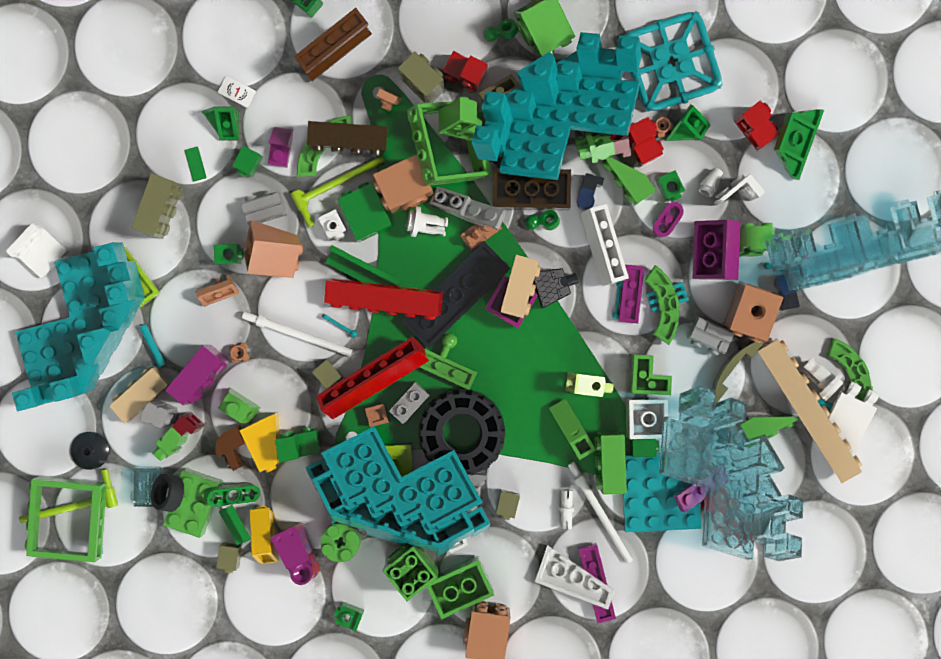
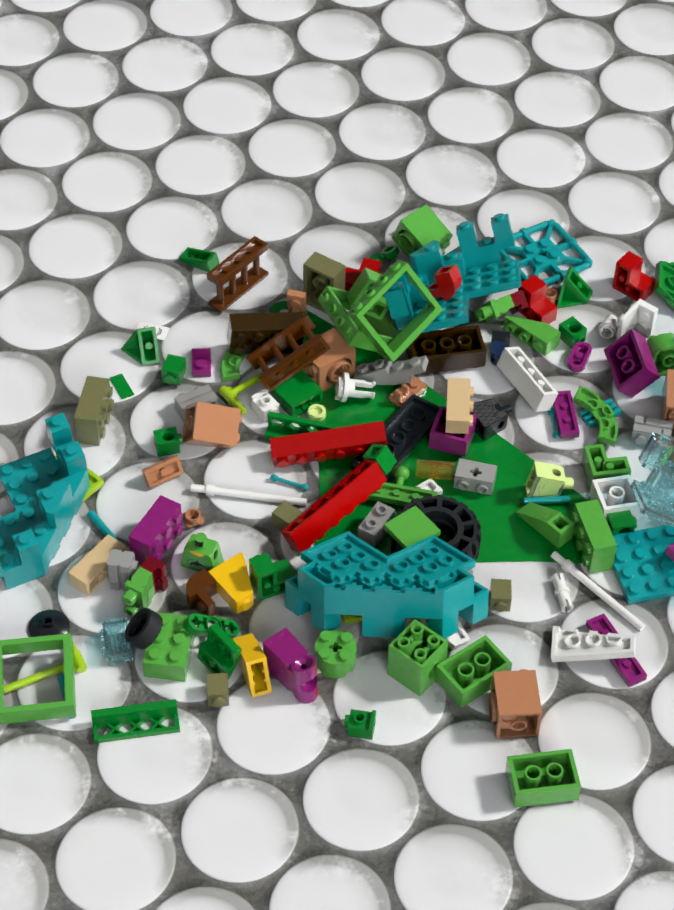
camera: 15 degrees left, 40 degrees down
(153, 569) = (135, 716): none -> green fence
(372, 194) = (293, 362): none -> reddish brown fence
(383, 241) = (316, 412): none -> yellowish green tile
(427, 333) = (382, 455): none -> green brick
(436, 436) = (411, 527): none -> bright green tile
(472, 360) = (430, 485): none -> white tile
(482, 344) = (435, 469): none -> clear yellow brick
(488, 183) = (413, 329): none -> bright green window
(530, 365) = (475, 476): none -> light grey brick
(532, 221) = (469, 372): green plate -> none
(545, 119) = (447, 282): none -> red brick
(587, 398) = (547, 500): none -> teal piece

